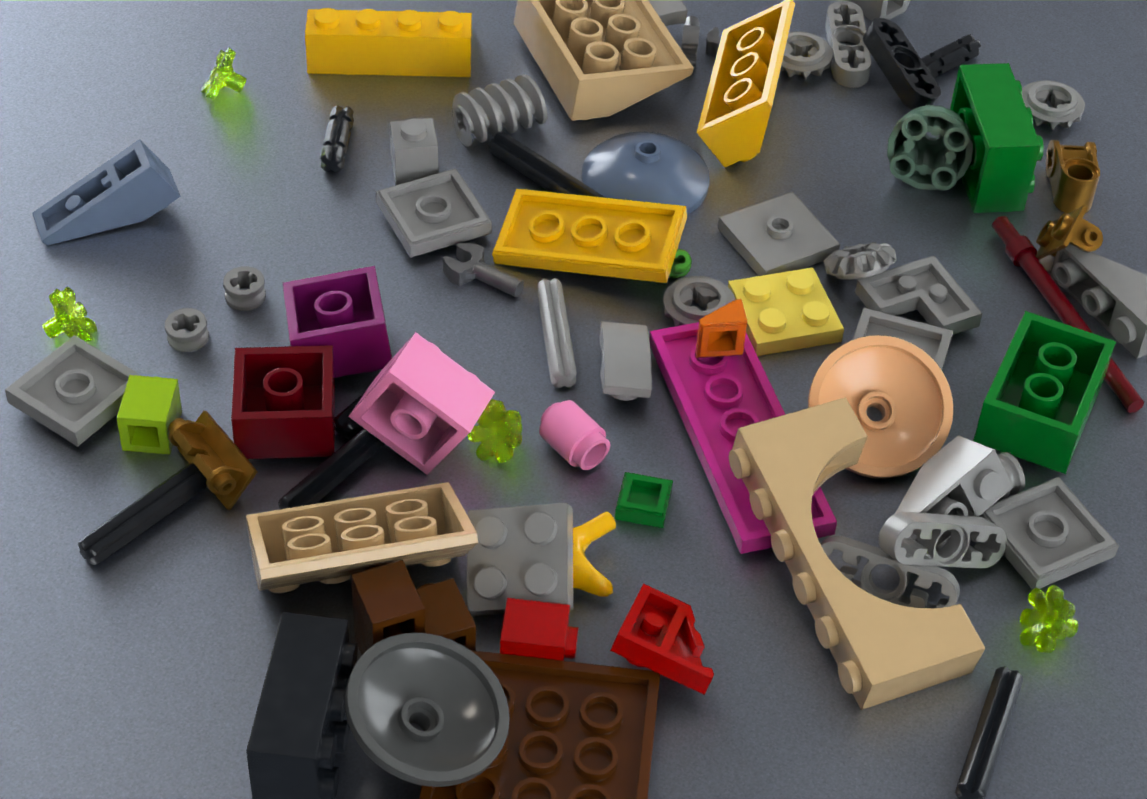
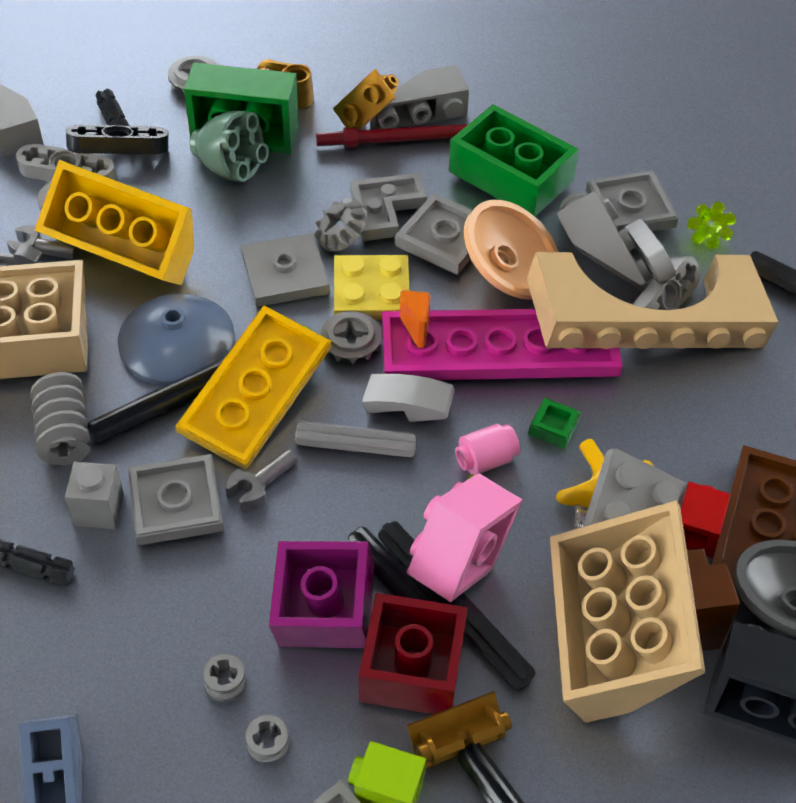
camera: 75 degrees left, 5 degrees up
(663, 639) = (710, 436): red wing -> none

